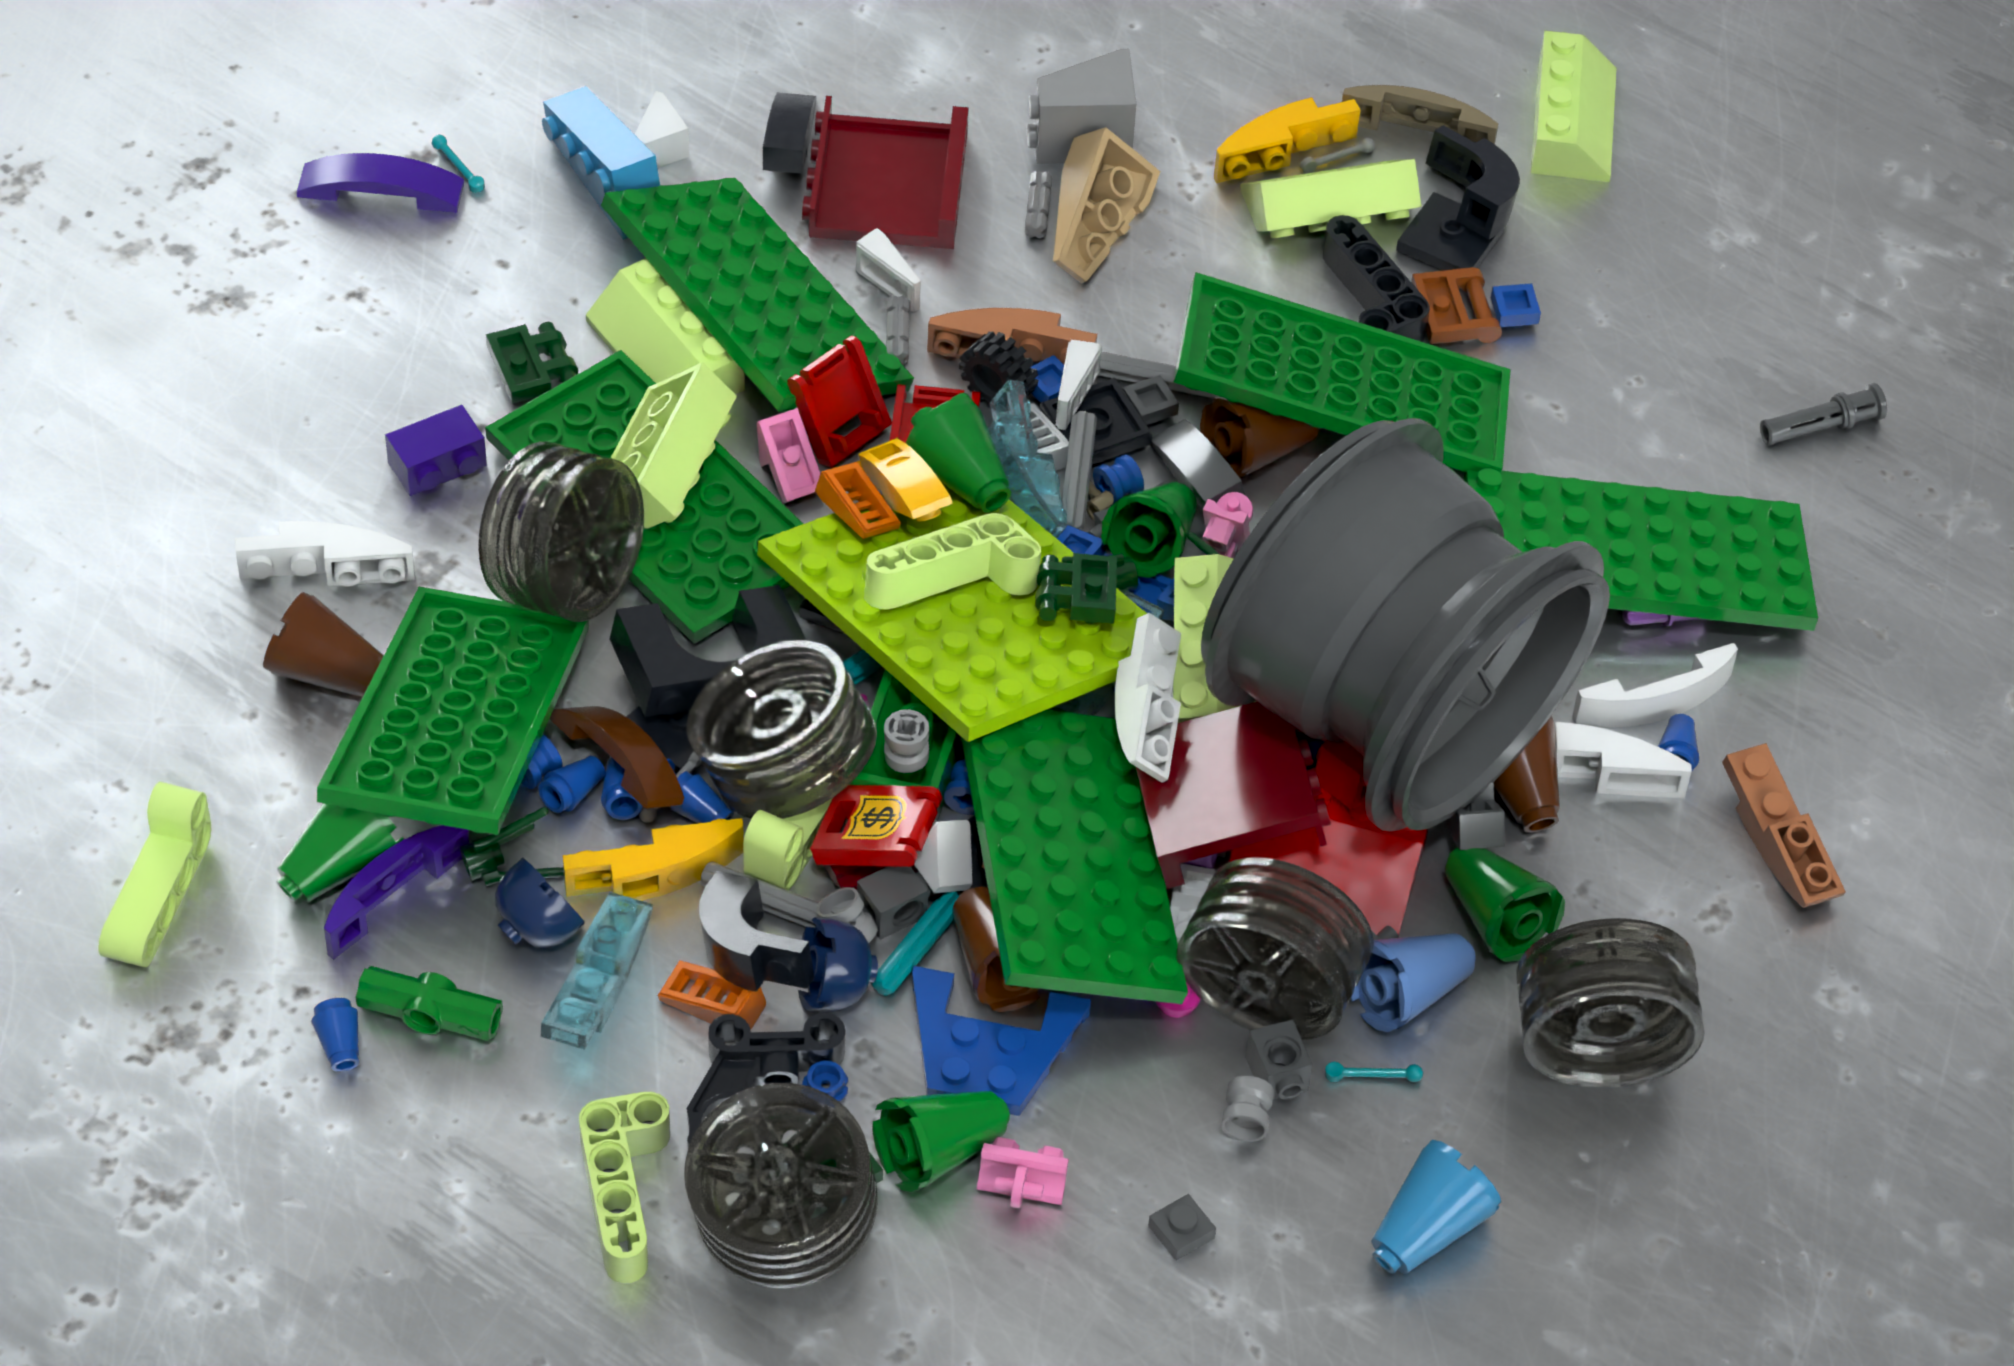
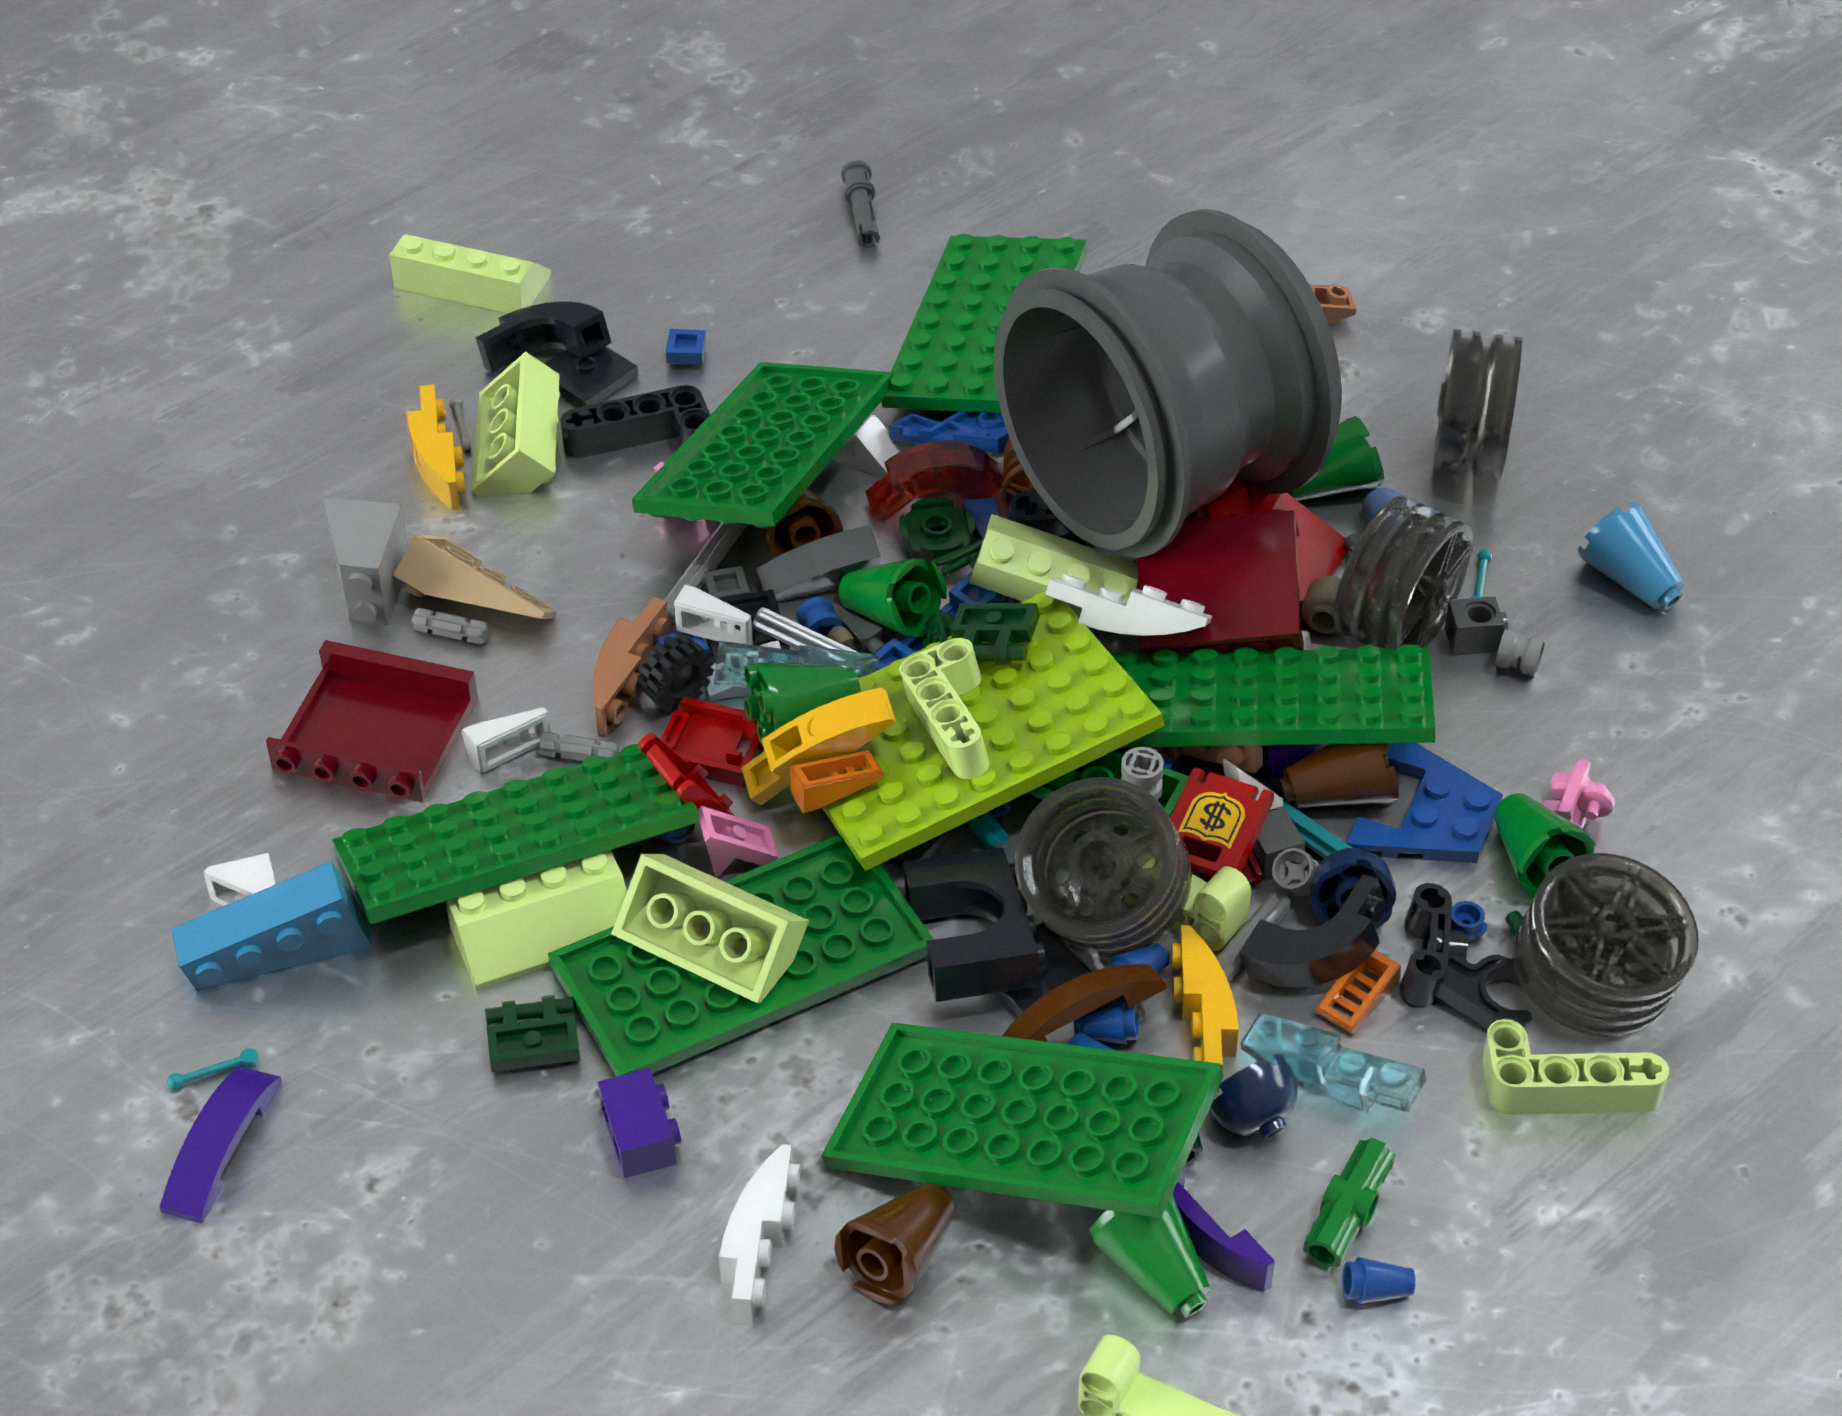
camera: 75 degrees left, 5 degrees down
(561, 531) = (833, 991): clear smoke wheel -> none
(788, 132) = (286, 786): black slope -> none
(1182, 1227) = (1626, 717): dark grey plate -> none
(1227, 523) = (899, 546): bright pink hips -> none
(1419, 110) = (443, 350): dark tan slope -> none
(1447, 313) = (664, 375): dark orange plate -> none

